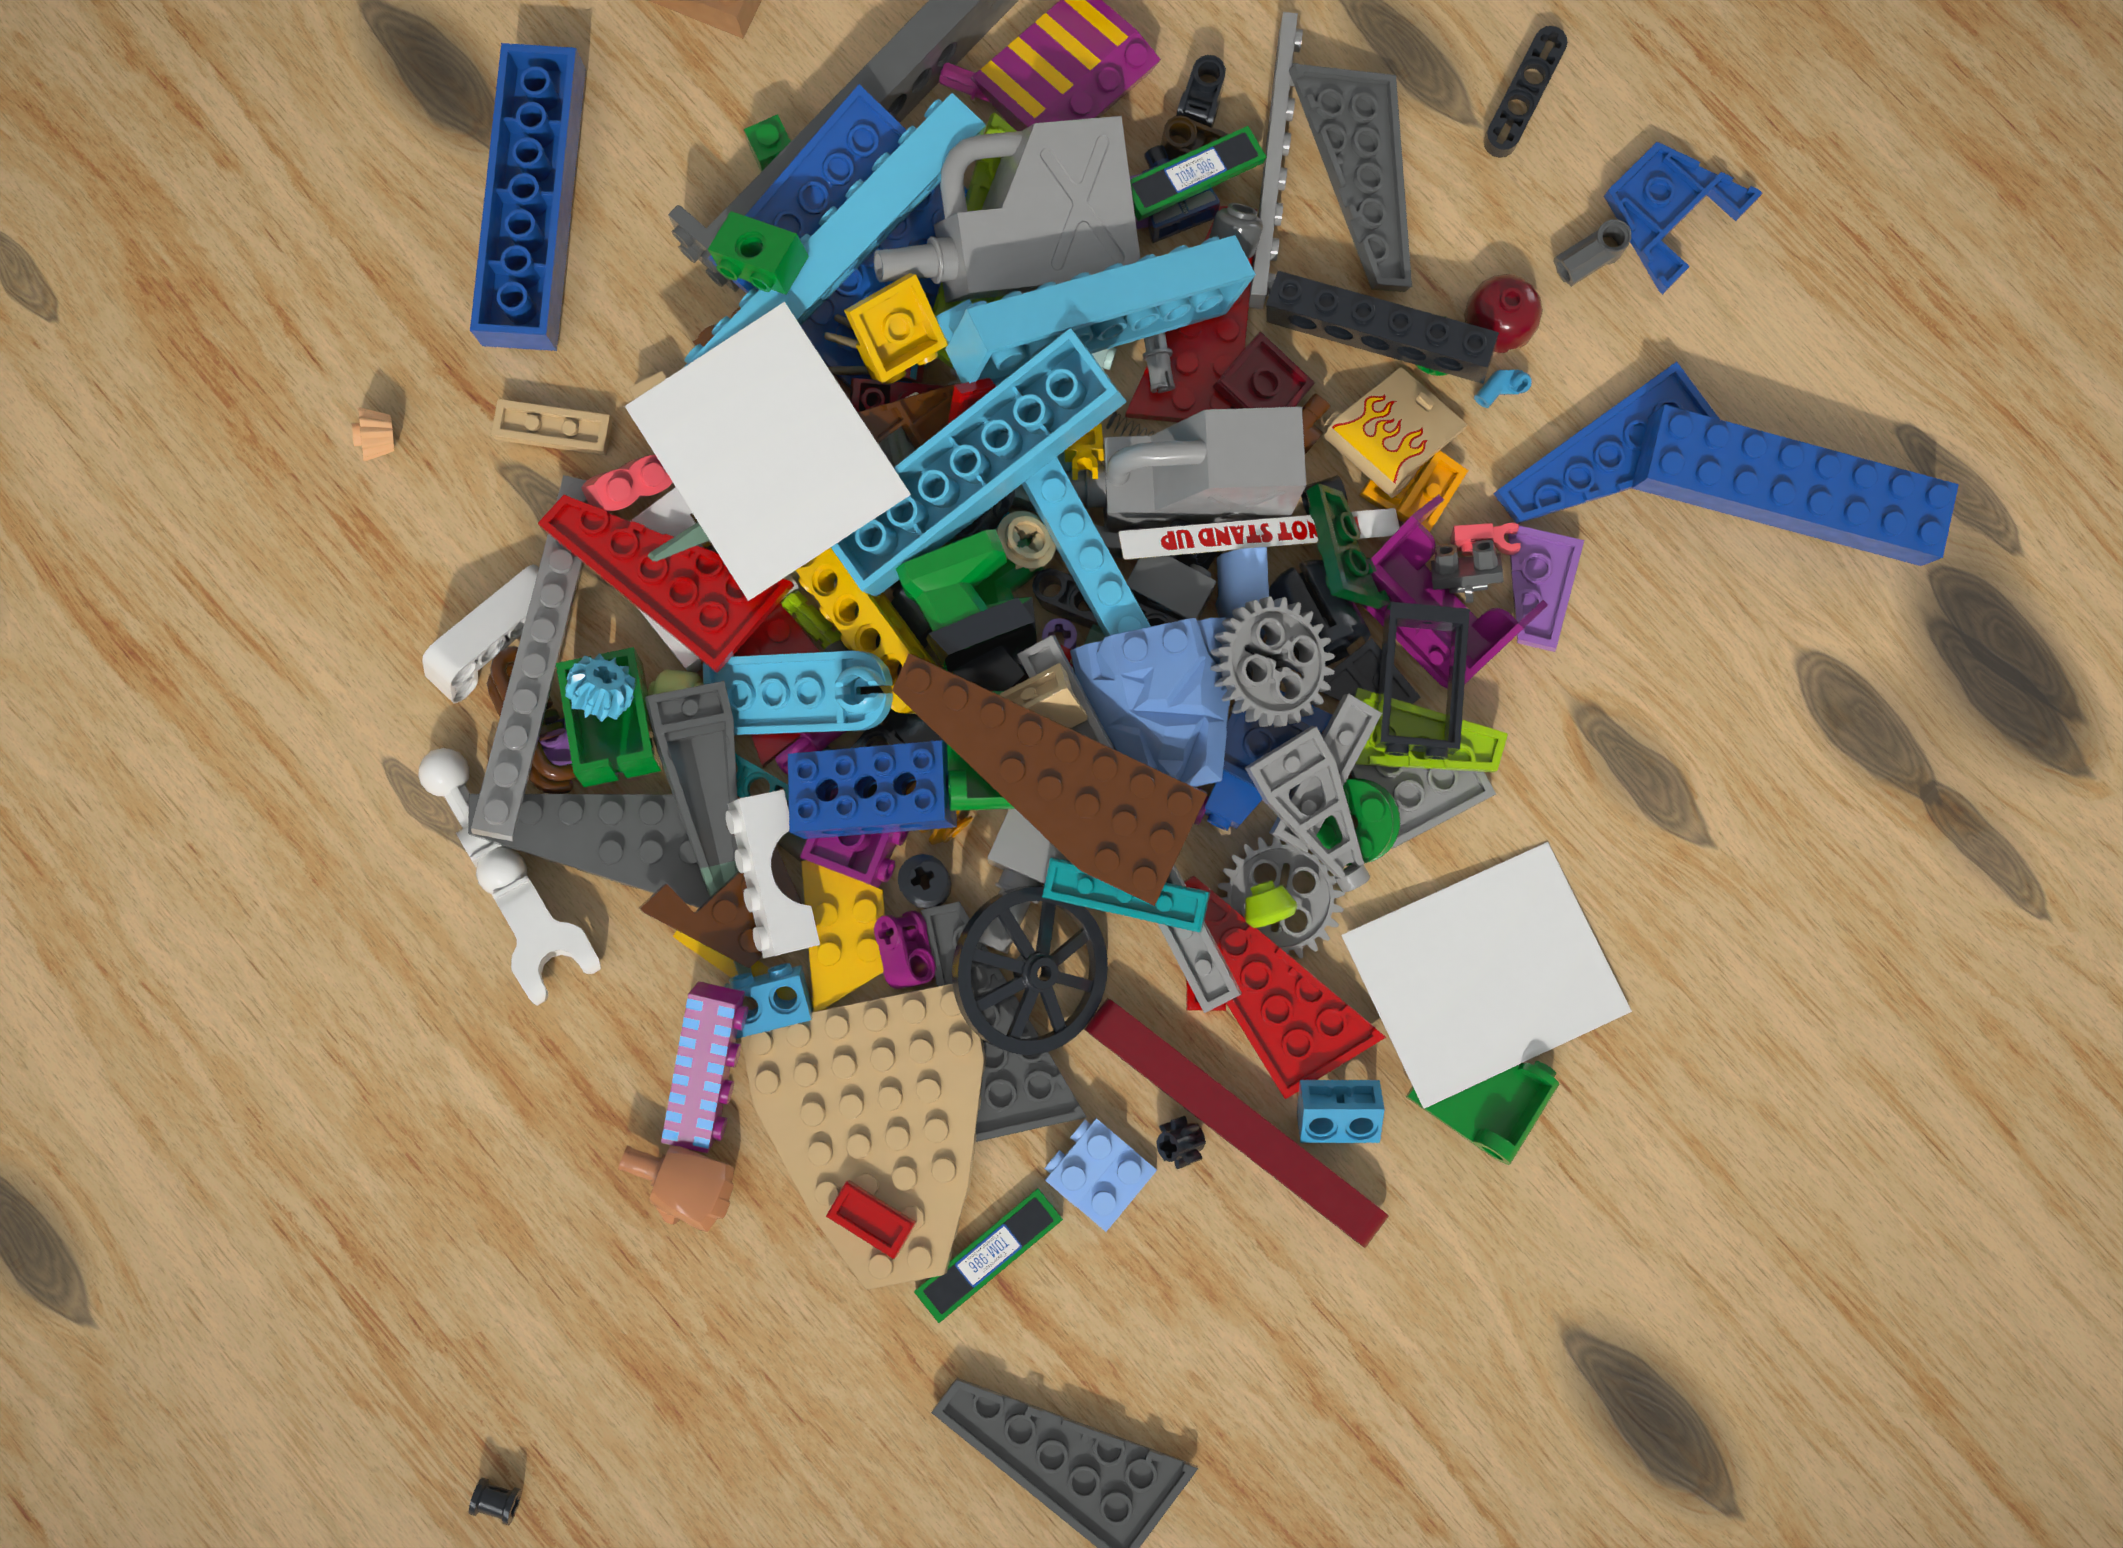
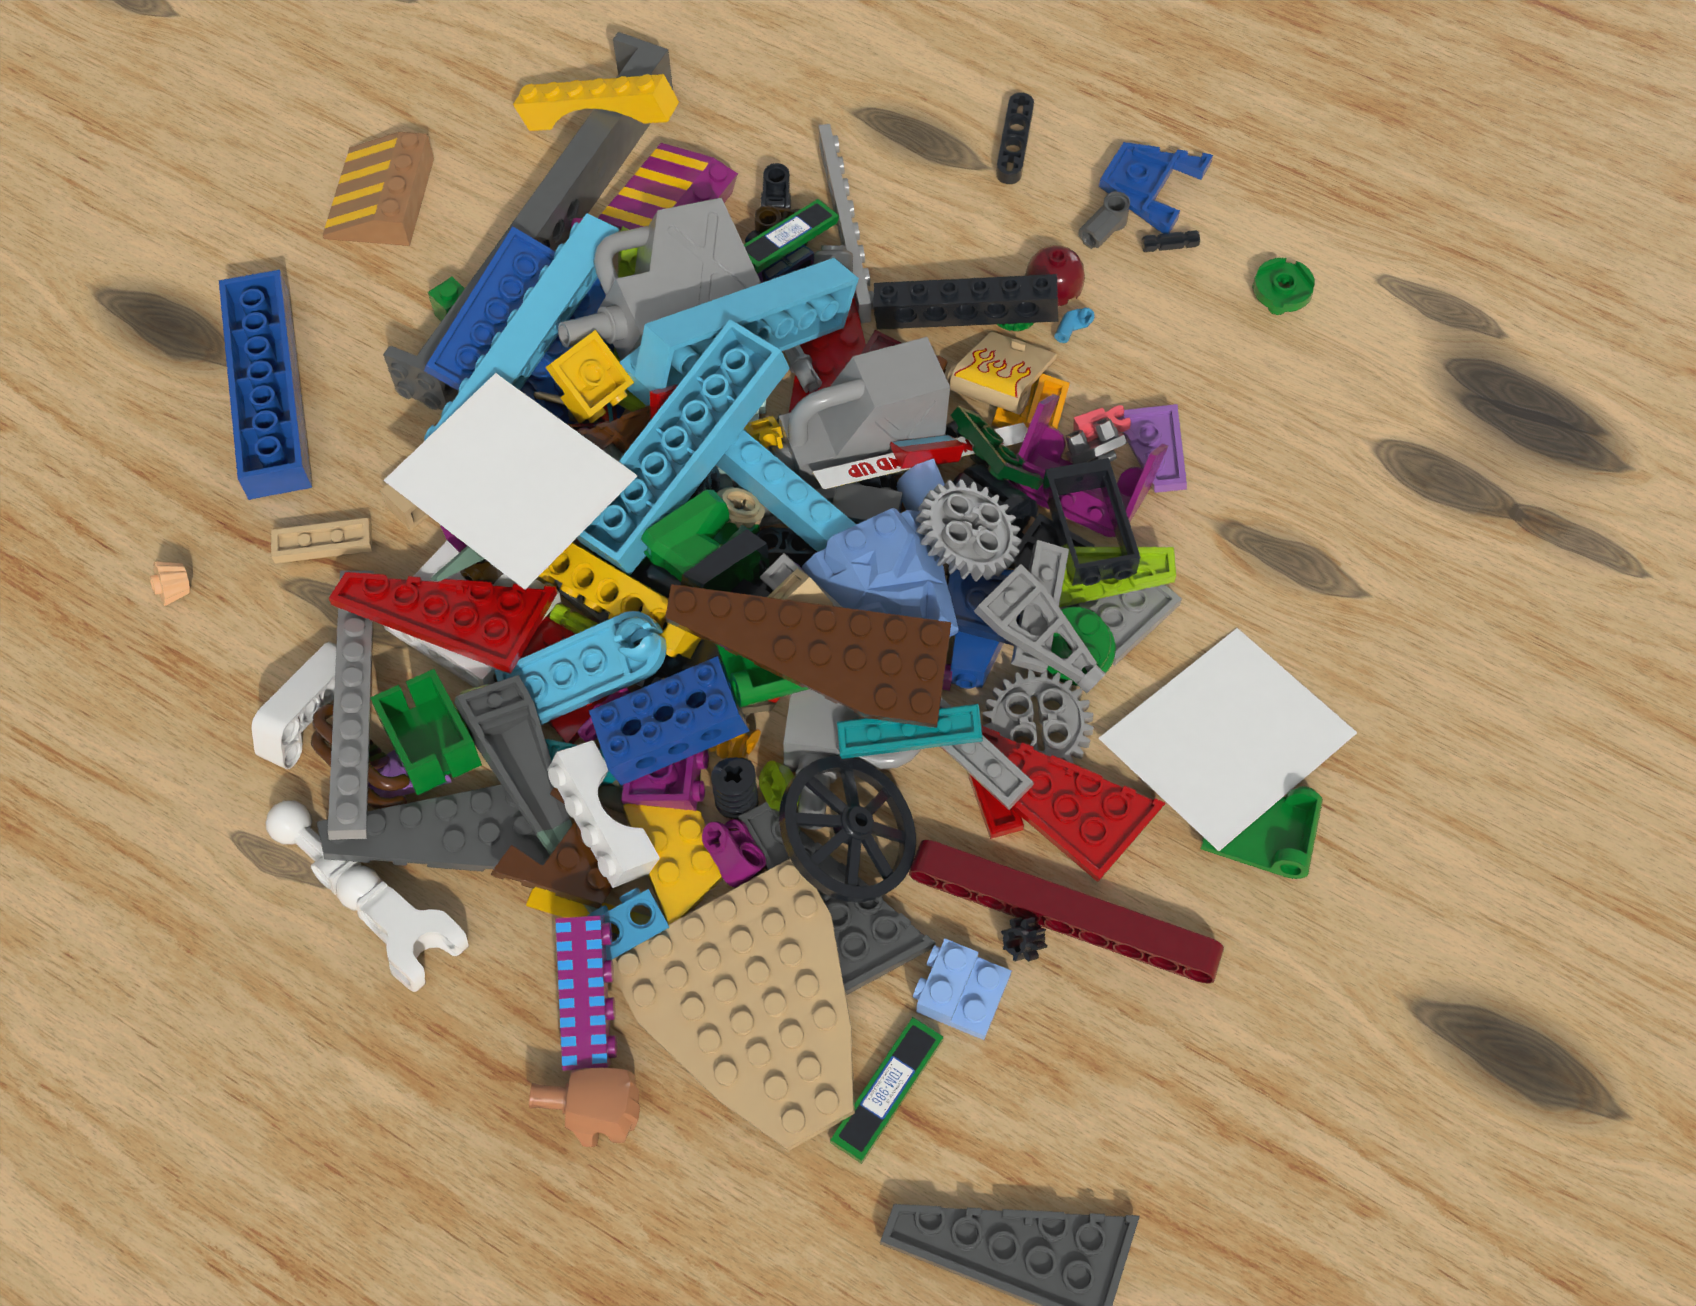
camera: 15 degrees left, 20 degrees down
(600, 687) = (414, 699): medium azure gear -> none
(628, 483) = (399, 556): coral brick -> none
(758, 253) = (465, 345): green brick -> none
(871, 1219) = (773, 1078): red tile -> none
(972, 886) = (773, 783): none -> lime beam
(1263, 529) = (915, 451): none -> red slope
(1268, 904) = (1030, 720): lime cone -> none
(1340, 1111) = (1149, 864): dark azure brick -> none
(1360, 145) = (909, 198): dark grey wing -> none
(1601, 455) = (1188, 333): blue wing -> none
(1663, 303) = (1170, 241): none -> black axle
(1789, 390) = (1283, 299): none -> green plate
(1795, 486) = (1319, 326): blue brick -> none

